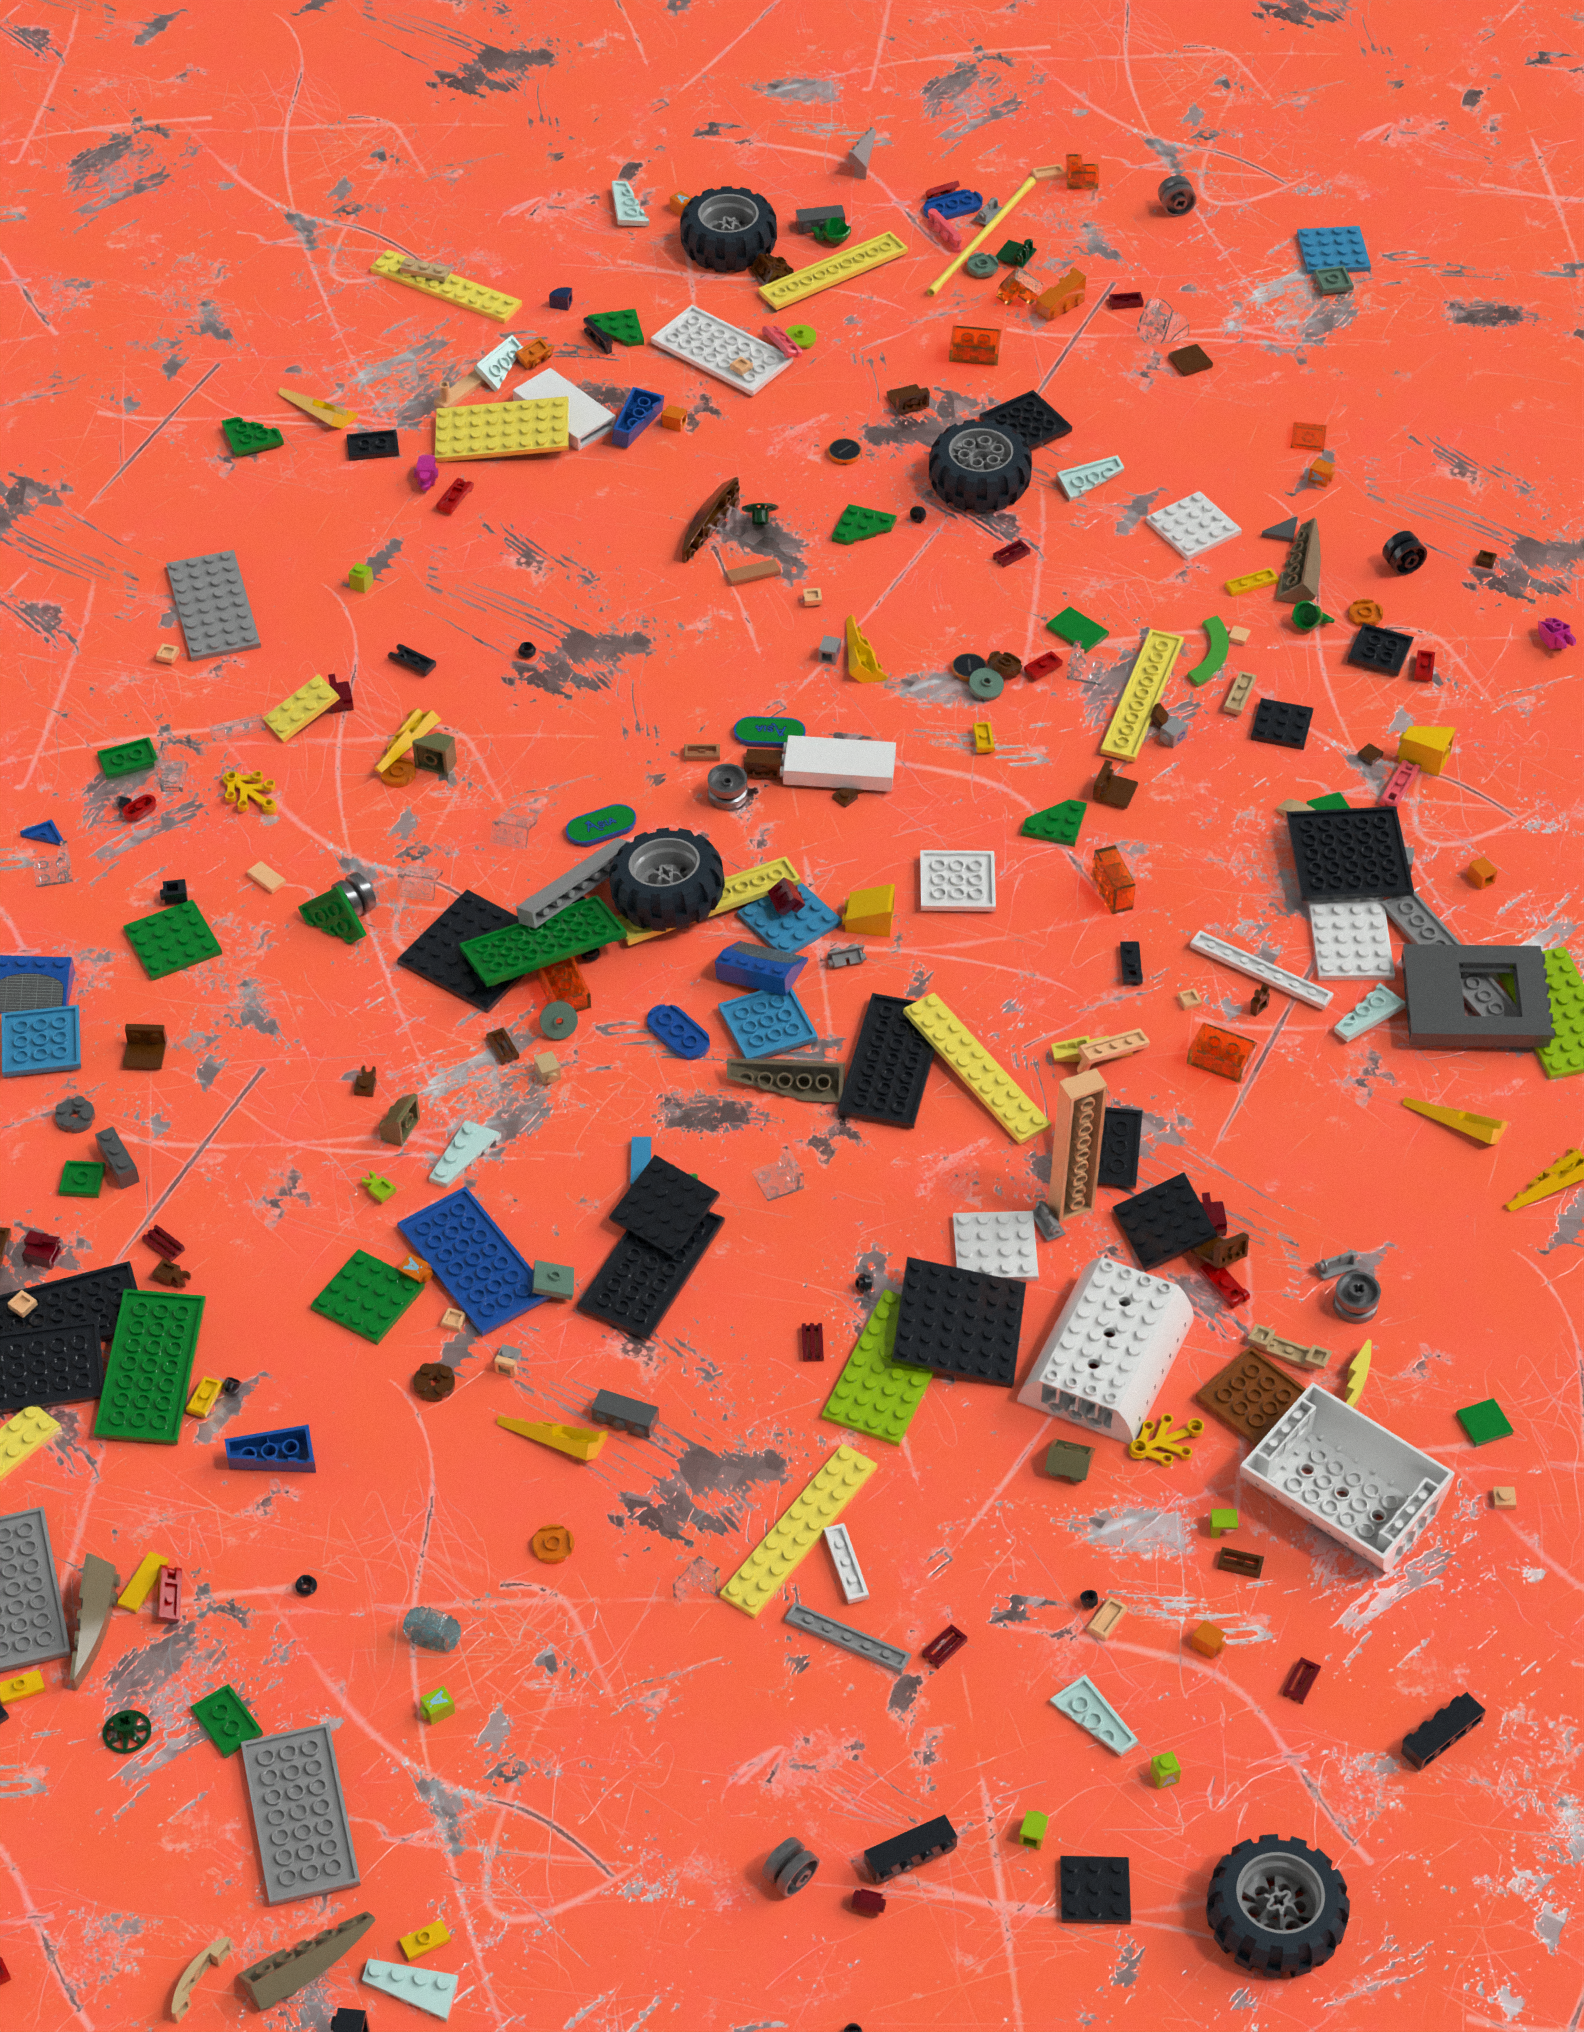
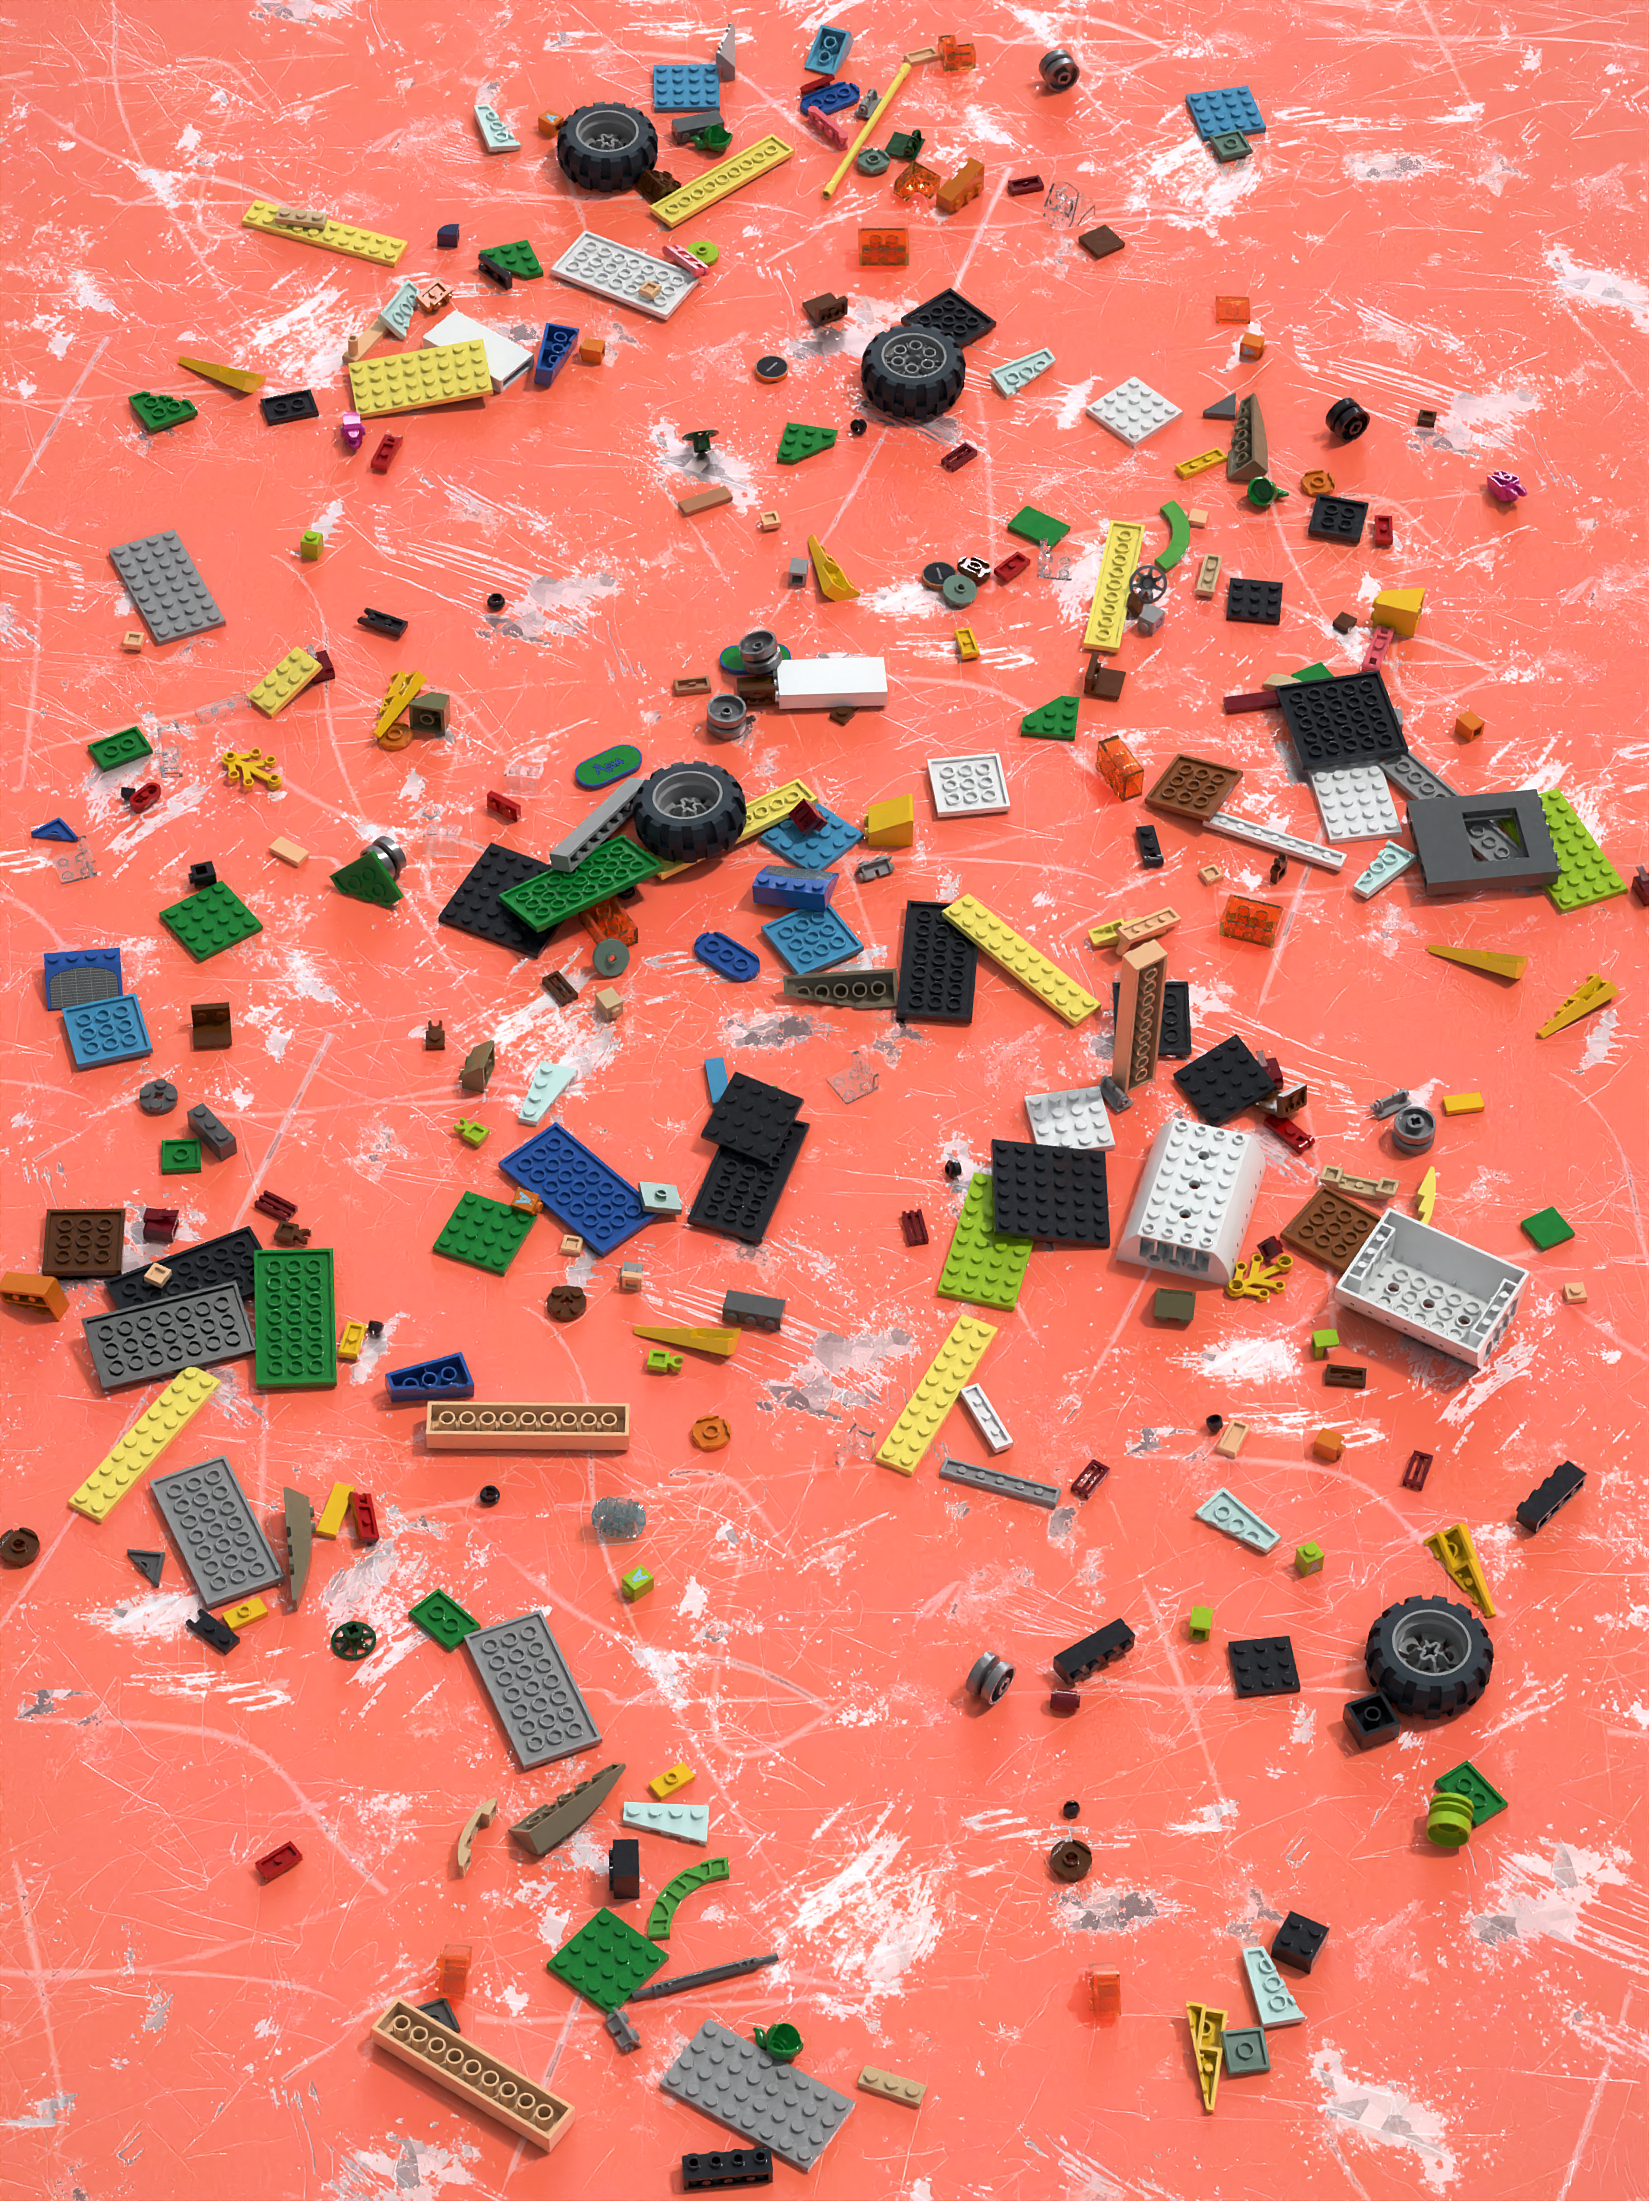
camera: 10 degrees left, 0 degrees up
(361, 1513) = (528, 1425): none -> light nougat brick
(487, 853) = (503, 806): none -> red plate
(517, 1457) = (661, 1360): none -> lime plate
(711, 516) = (652, 447): reddish brown wedge -> none
(772, 725) = (760, 652): none -> flat silver wheel
(817, 182) = (686, 88): none -> dark azure plate
(960, 159) = (829, 50): none -> medium azure slope
(1176, 695) = (1147, 583): none -> flat silver wheel
(1182, 1410) = (1270, 1248): none -> dark red tile
(1186, 907) = (1194, 787): none -> dark orange plate
(1202, 1972) = (1371, 1720): none -> black brick
(1260, 825) = (1250, 702): none -> dark red tile
(1331, 1786) = (1458, 1554): none -> yellow wedge
(1414, 1273) = (1463, 1103): none -> yellow tile

